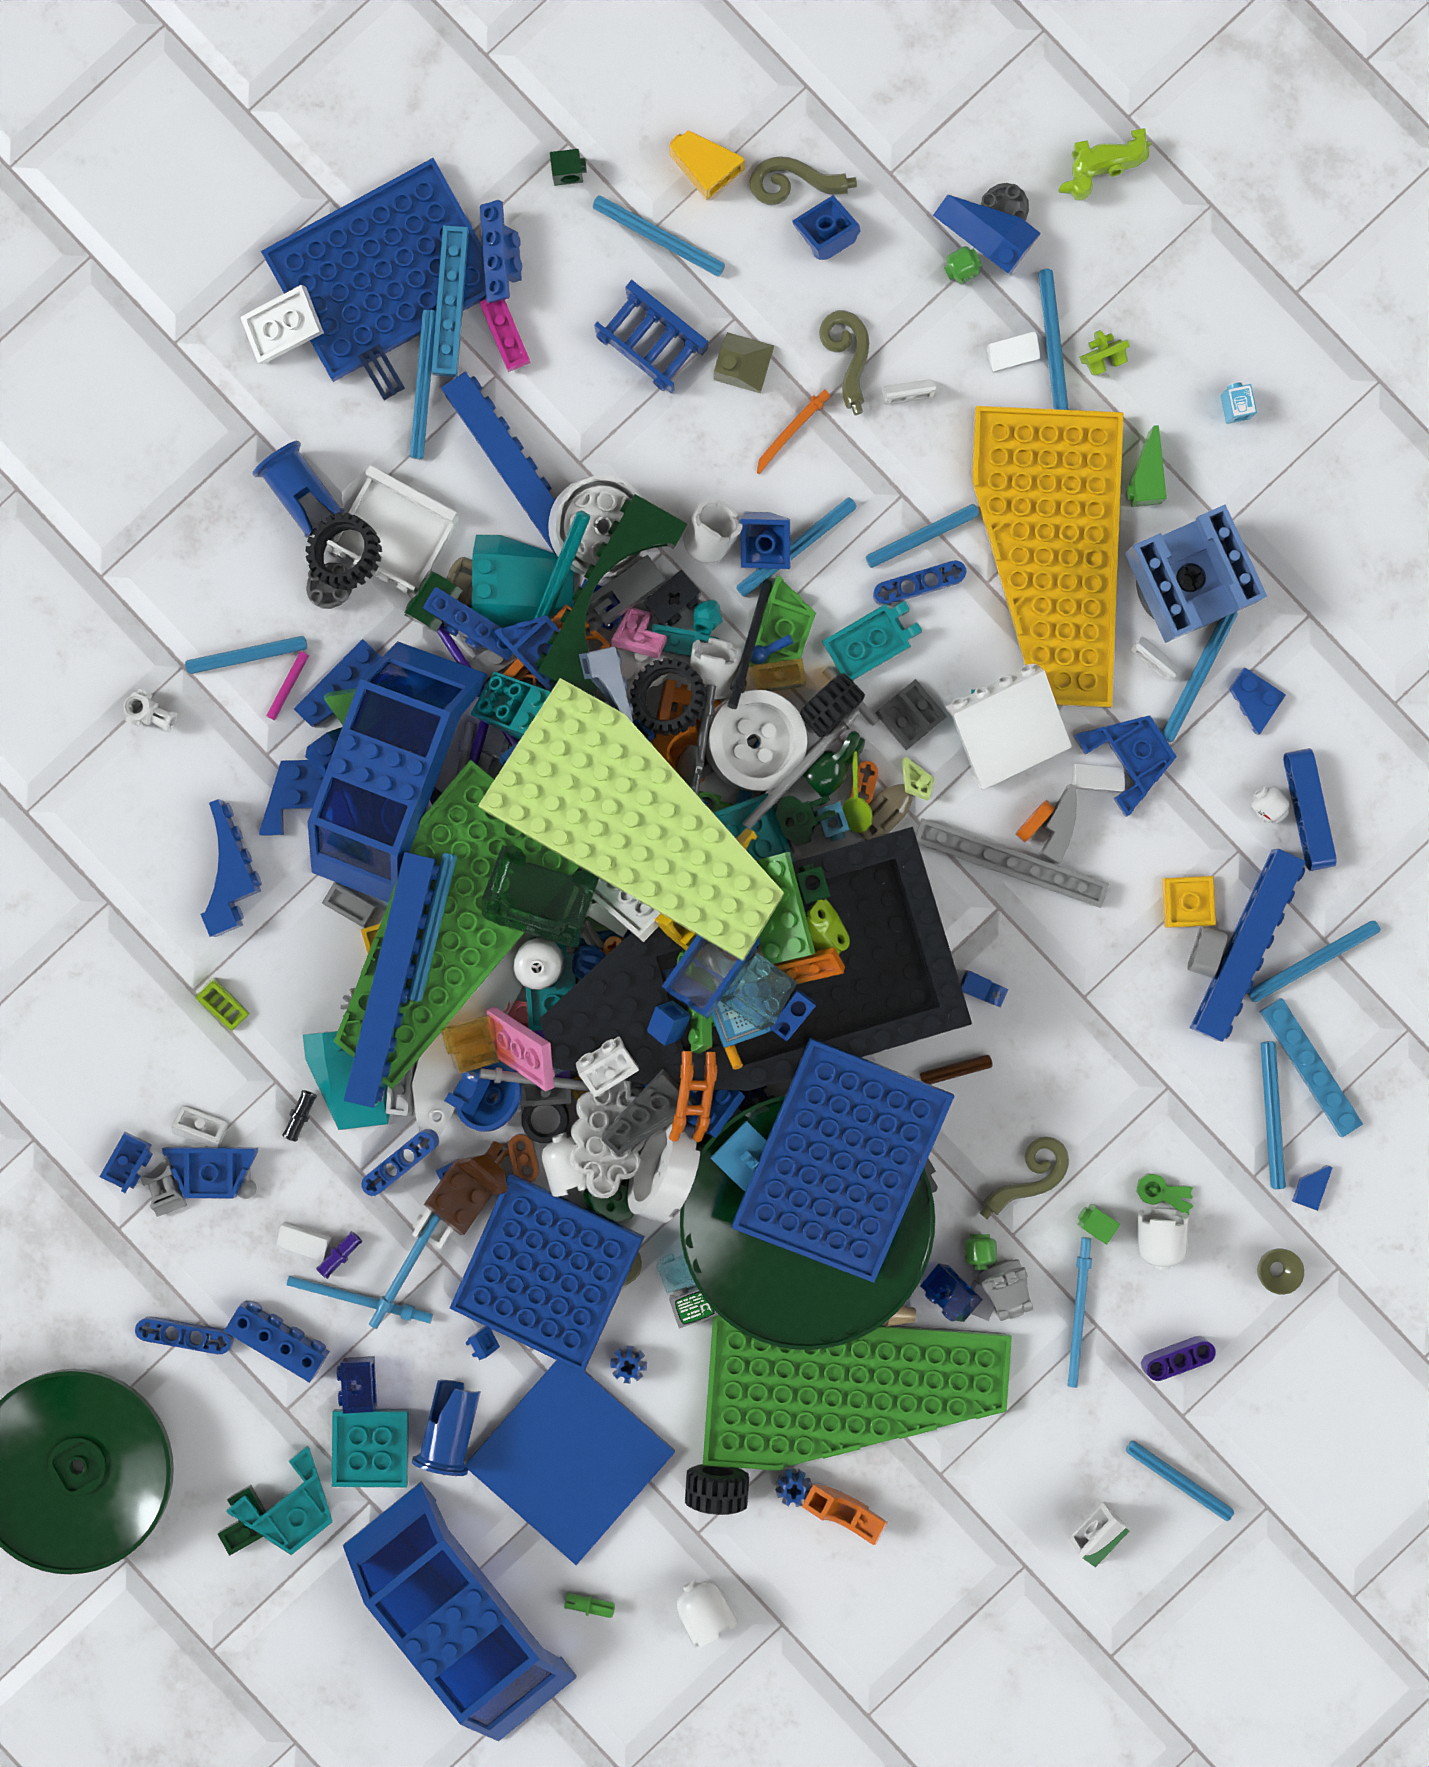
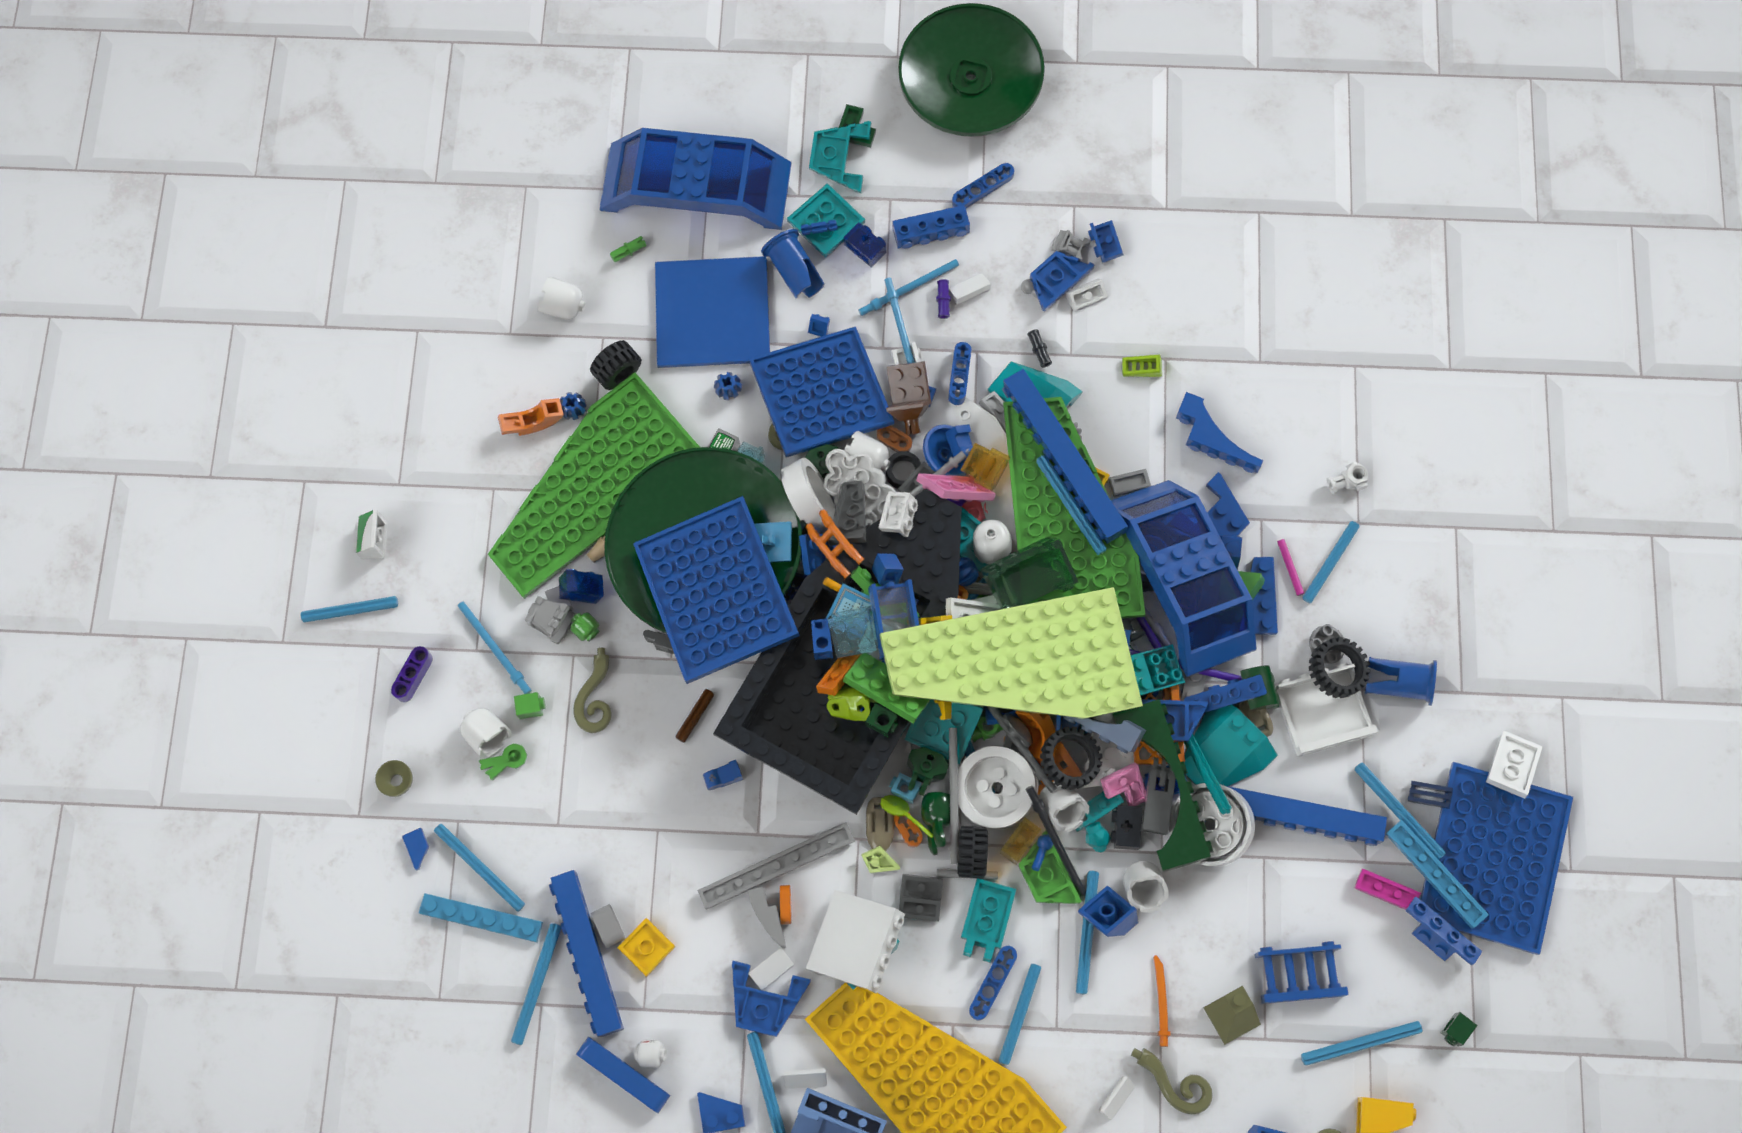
camera: 140 degrees right, 15 degrees down
(386, 1445) = (818, 227): none -> blue axle

